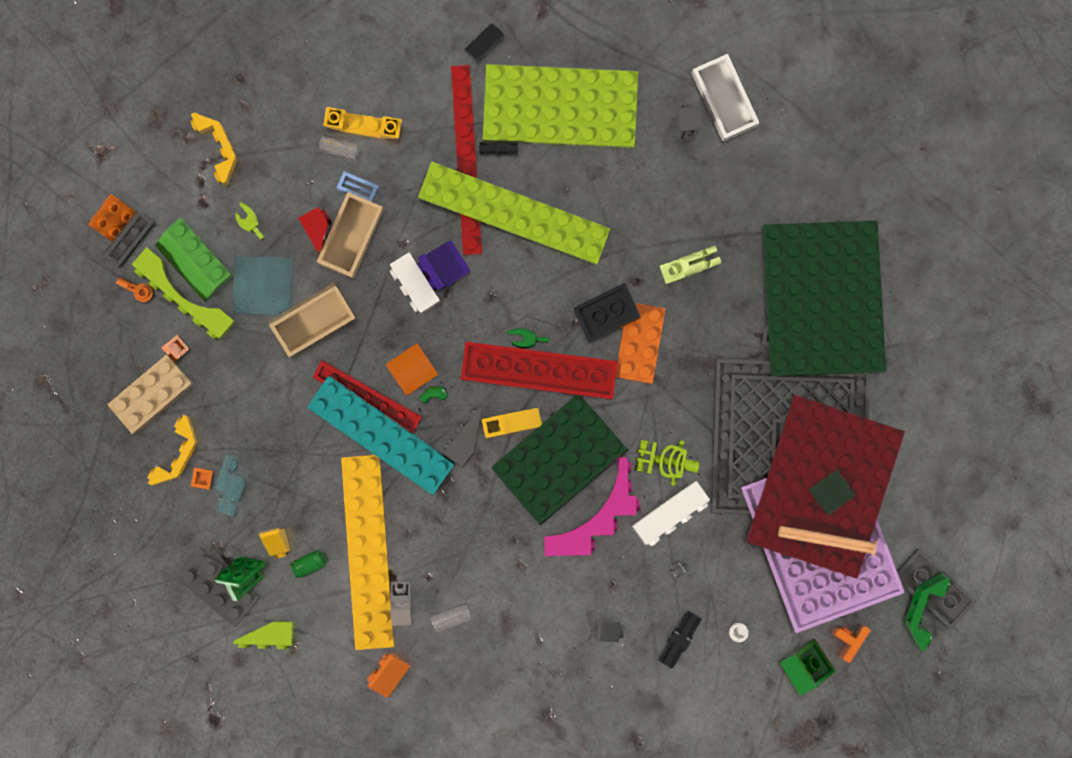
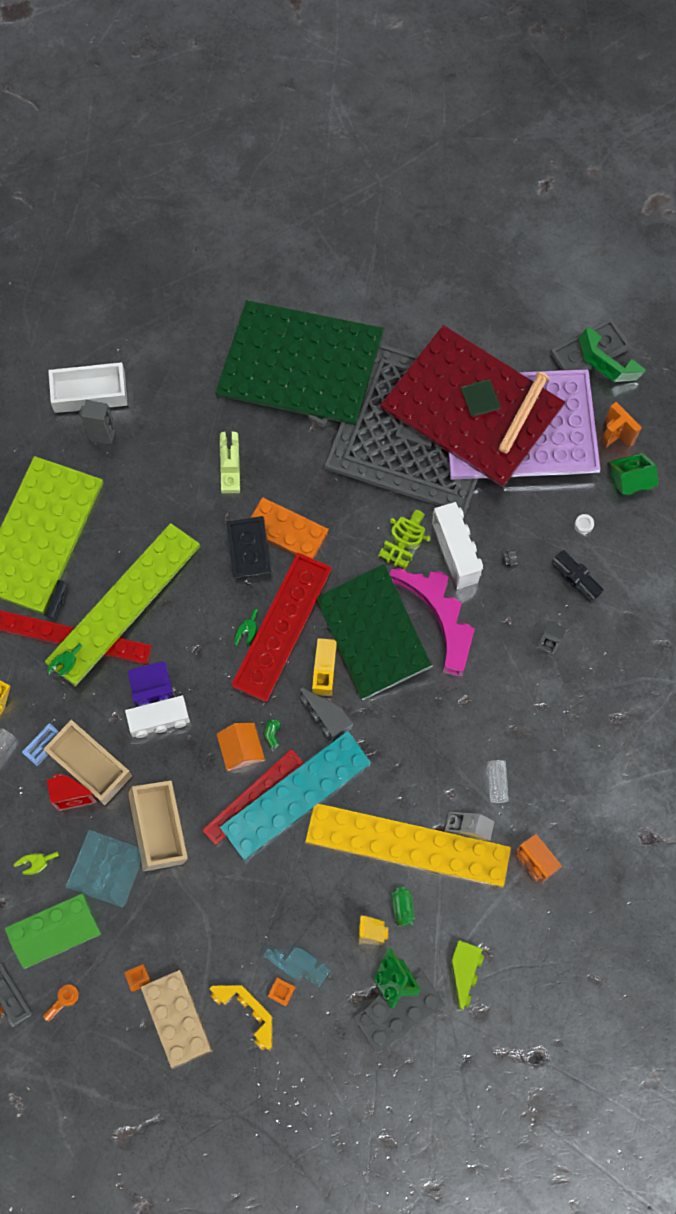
camera: 75 degrees left, 15 degrees down
(153, 267) = (46, 976): lime arch -> none
(437, 181) = (66, 659): none -> green hand

